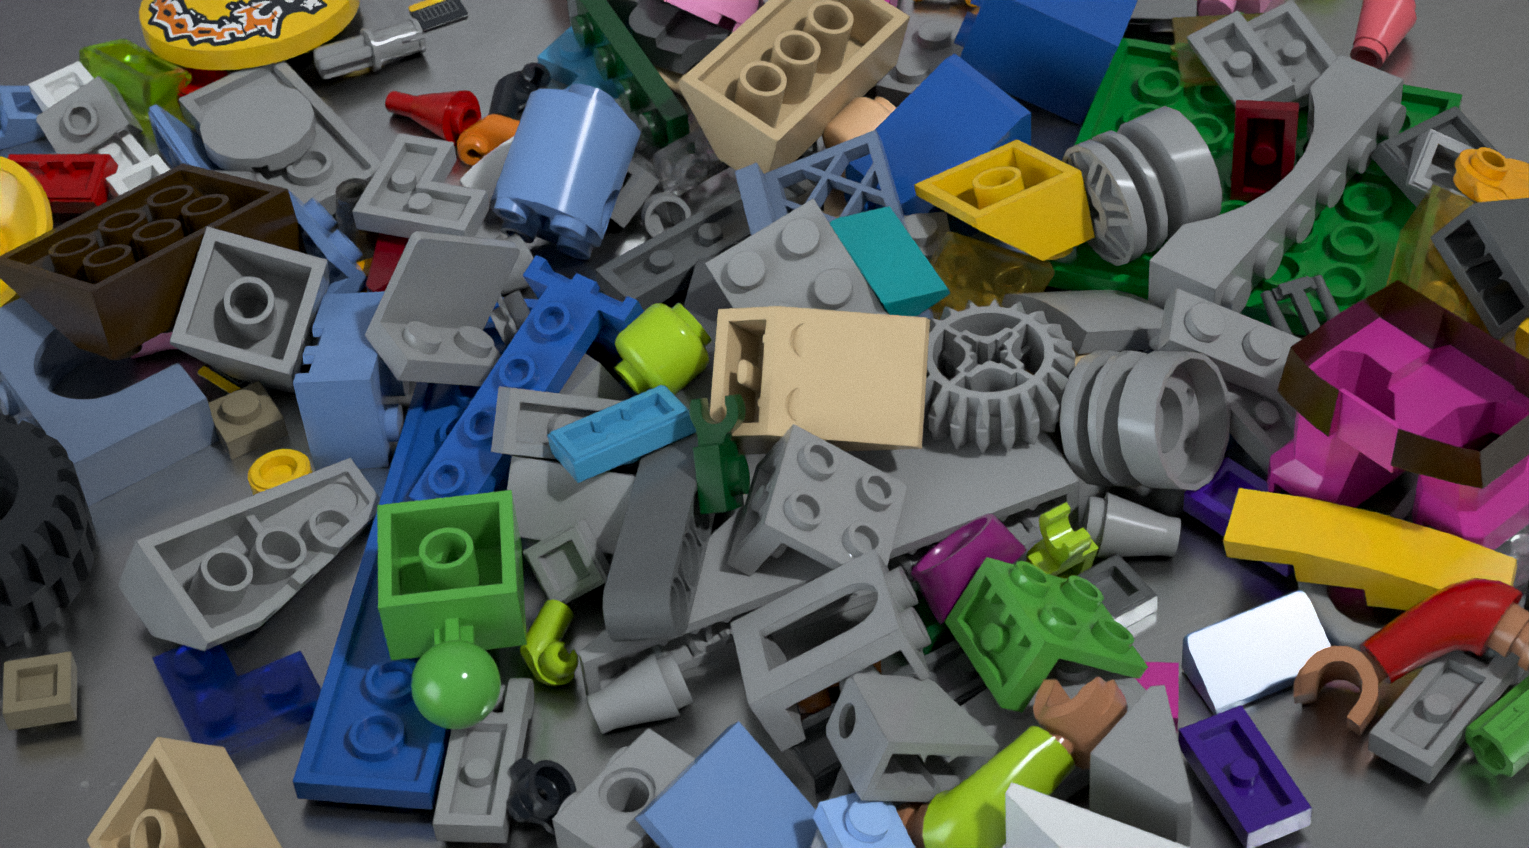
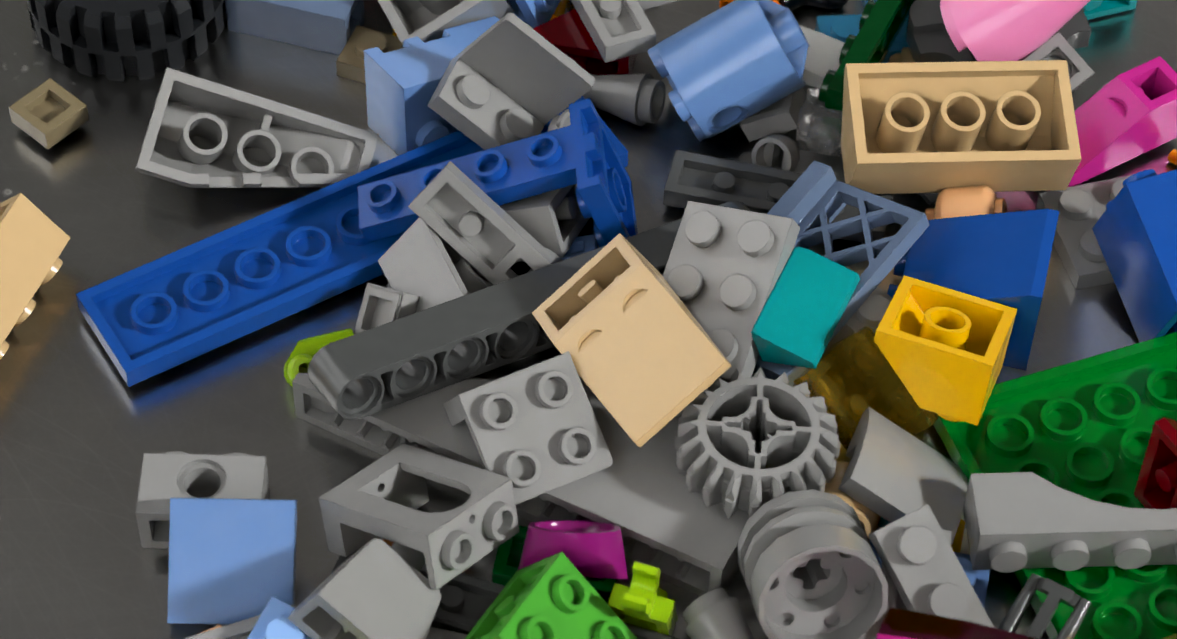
camera: 45 degrees right, 5 degrees up
(231, 709) = (123, 218): clear blue plate -> none
(277, 468) = (340, 105): yellow tile -> none
(450, 594) = (280, 254): bright green brick -> none
(477, 770) = (188, 384): light grey plate -> none
(539, 791) = (186, 420): black plate -> none
(621, 433) = (489, 261): dark azure plate -> none
(641, 695) = (317, 438): light grey cone -> none
(662, 349) = (581, 228): lime head -> none
(719, 469) = (514, 335): dark green plate -> none
(1145, 183) = (1045, 417): light grey wheel -> none

